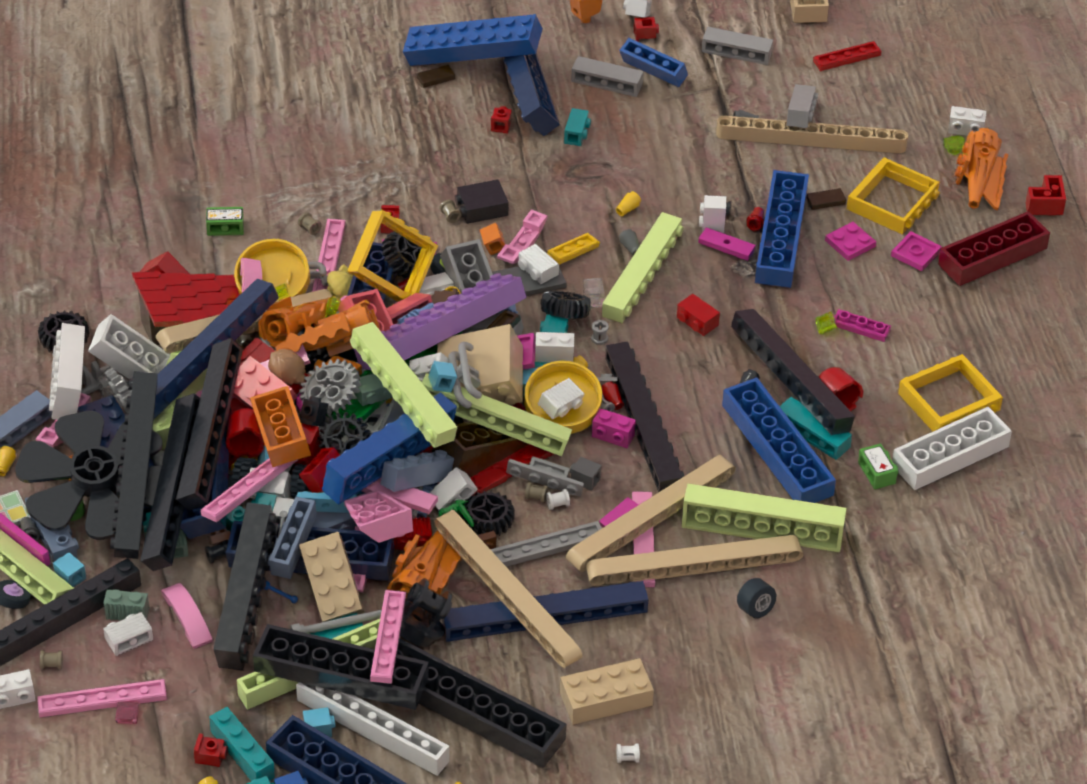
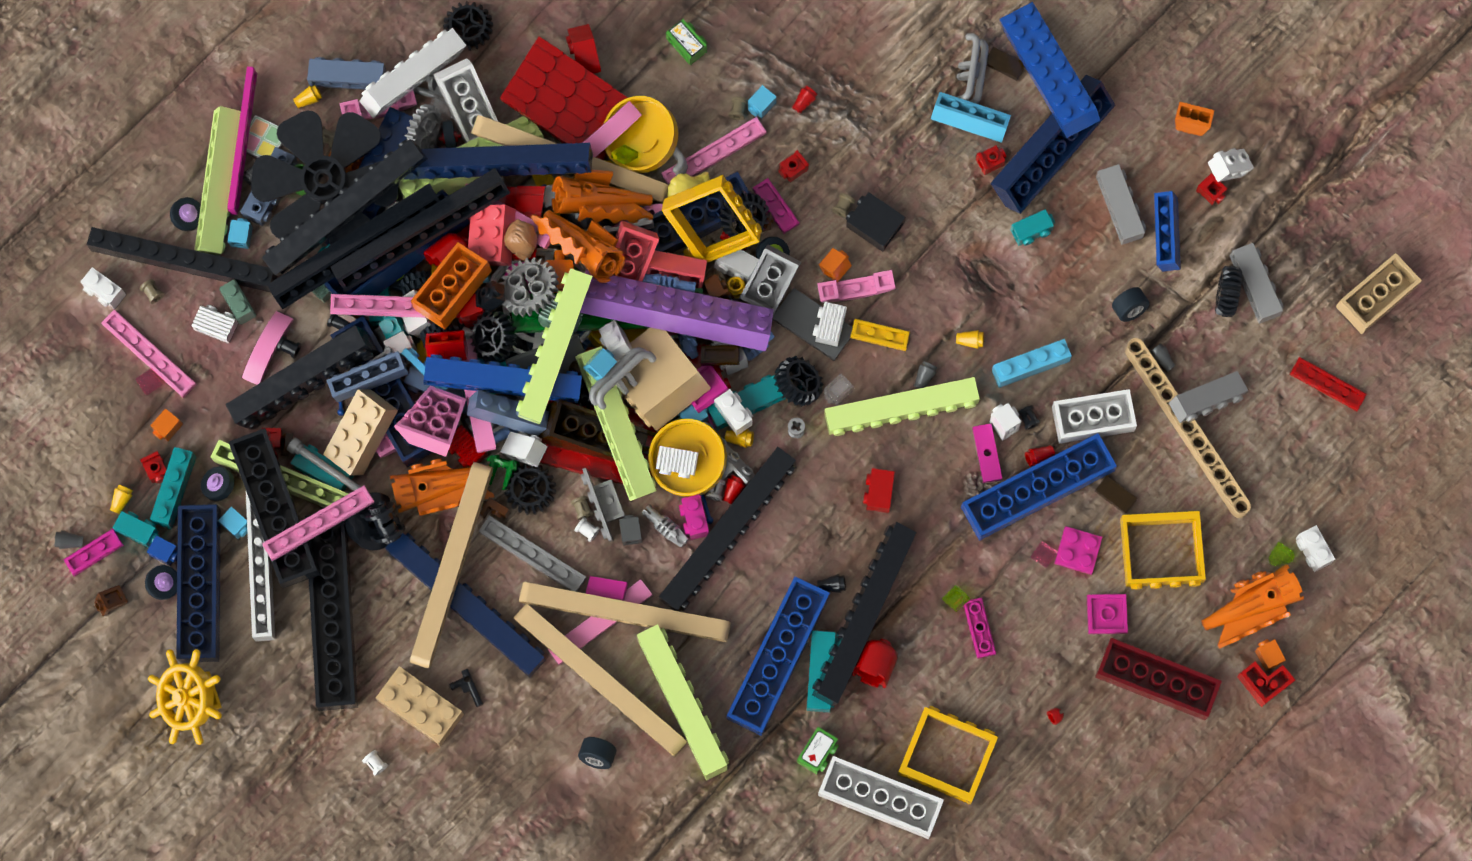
camera: 55 degrees right, 30 degrees up
(180, 719) = (166, 425): none -> orange brick
(203, 596) = (288, 346): none -> black bush
(270, 713) = (217, 483): none -> black wheel
(320, 207) = (761, 102): none -> medium azure brick
(332, 306) = (617, 218): clear neon green tile -> none
(344, 186) = (805, 98): none -> red cone
(423, 89) = (976, 69): none -> light grey piece
(458, 108) = (970, 117): none -> medium azure brick
(604, 451) = (666, 526): none -> light grey hinge
(618, 653) = (467, 687): none -> black hose
(681, 182) = (1031, 363): none -> medium azure brick
(689, 108) = (1130, 304): none -> black wheel
(732, 54) = (1228, 291): none -> black gear
(754, 171) = (1093, 414): none -> white brick
(836, 259) = (1043, 554): none -> clear pink tile
(975, 325) = (1055, 716): none -> red hinge
(1023, 182) = (1269, 654): none -> orange brick

